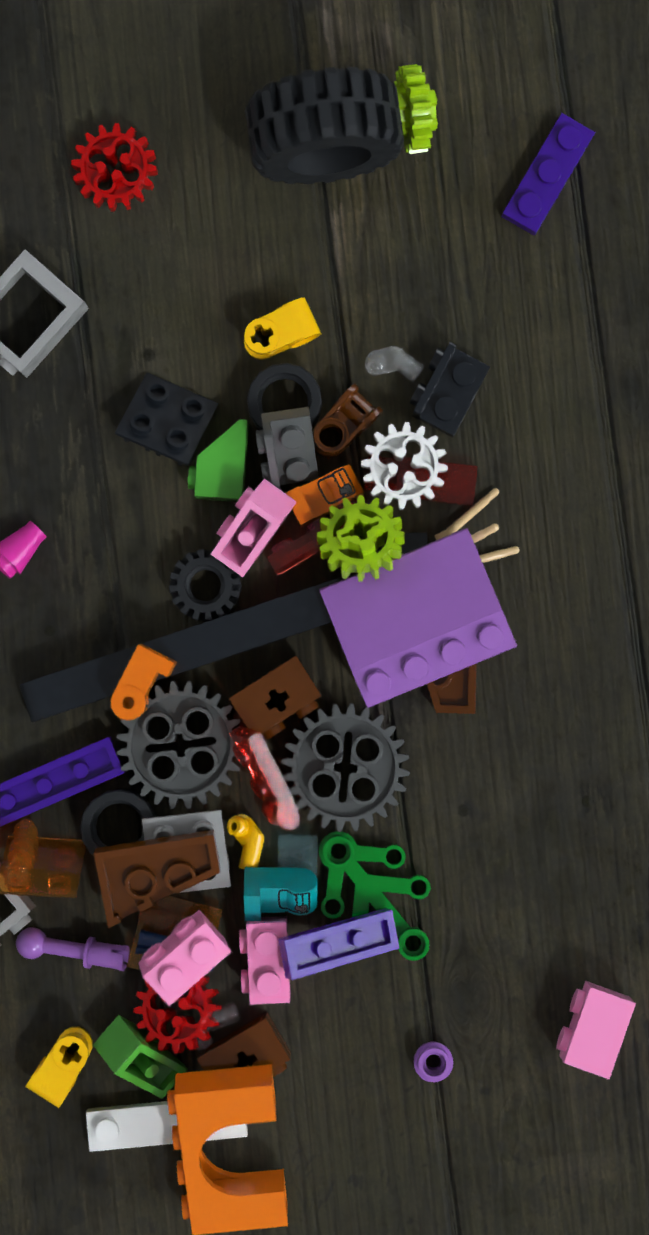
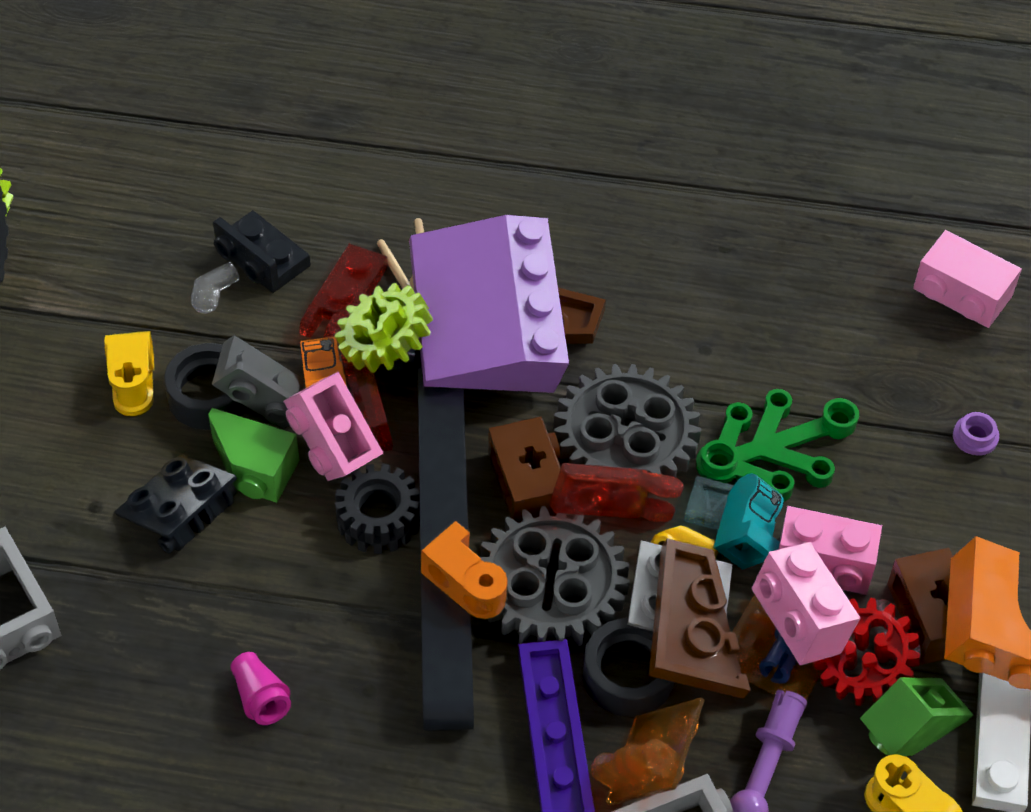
camera: 75 degrees left, 35 degrees down
(338, 943) = (824, 467): plate -> none
(349, 417) = (255, 328): reddish brown piece -> none
(426, 459) = (297, 283): white gear -> none
(548, 174) = (87, 128): dark purple plate -> none

